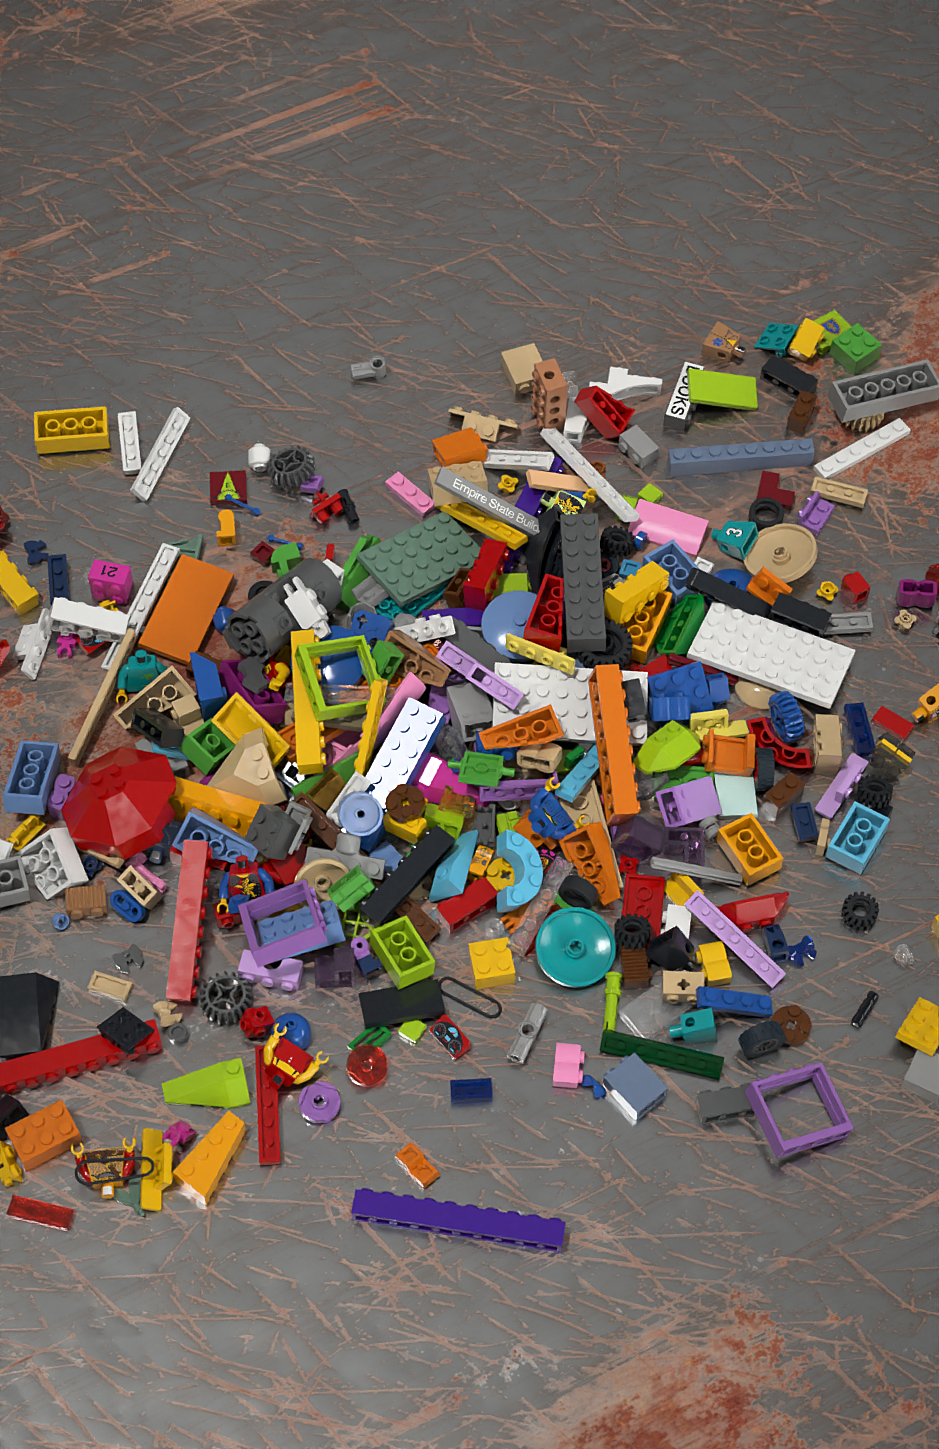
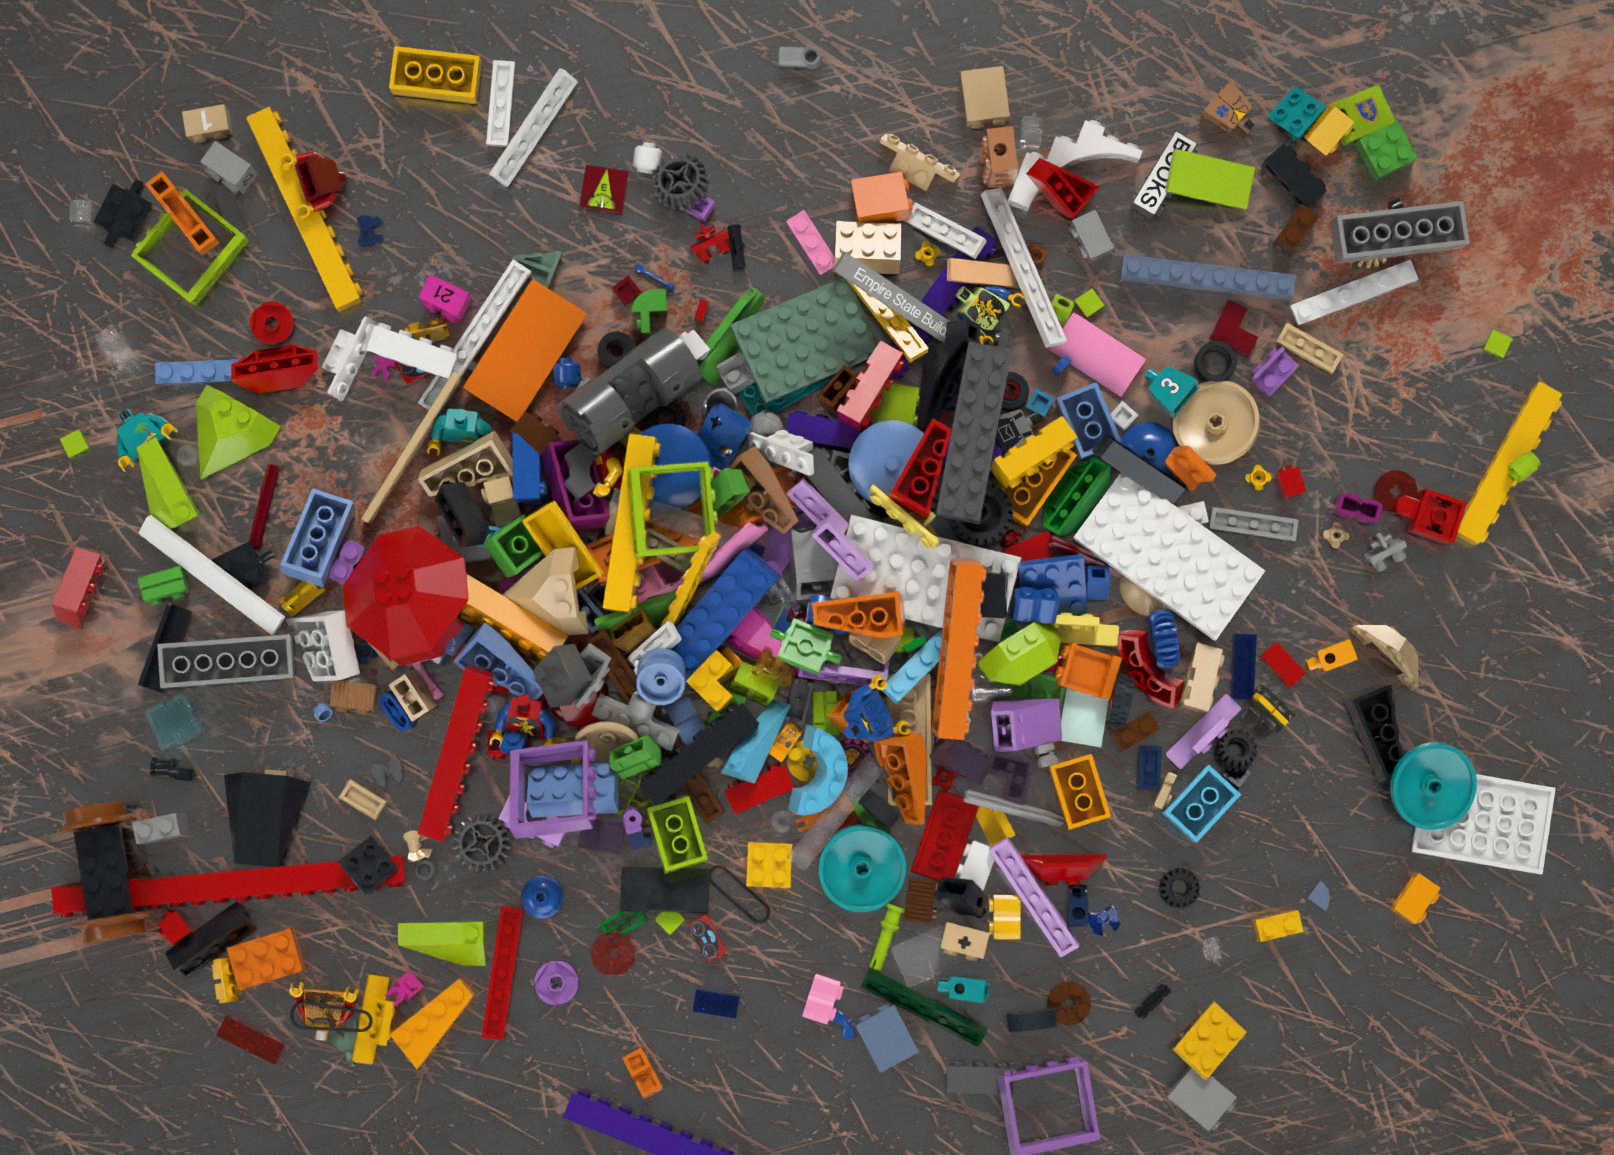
camera: 15 degrees right, 25 degrees up
(58, 577) = (388, 276): dark blue plate -> none
(227, 535) = (593, 247): light orange leg -> none
(256, 511) = (629, 228): blue hinge -> none
(256, 1022) = (507, 880): red brick -> none
(288, 1062) = (531, 936): torso -> none
(307, 608) = (653, 405): white hinge -> none
(405, 793) = (712, 686): reddish brown plate -> none
(522, 1042) = (780, 965): light grey piece -> none
(616, 541) = (1026, 372): black tyre -> none
(632, 923) = (926, 854): black tyre -> none
(734, 1002) = (1013, 970): blue plate -> none
(800, 615) = (1216, 512): black brick -> none

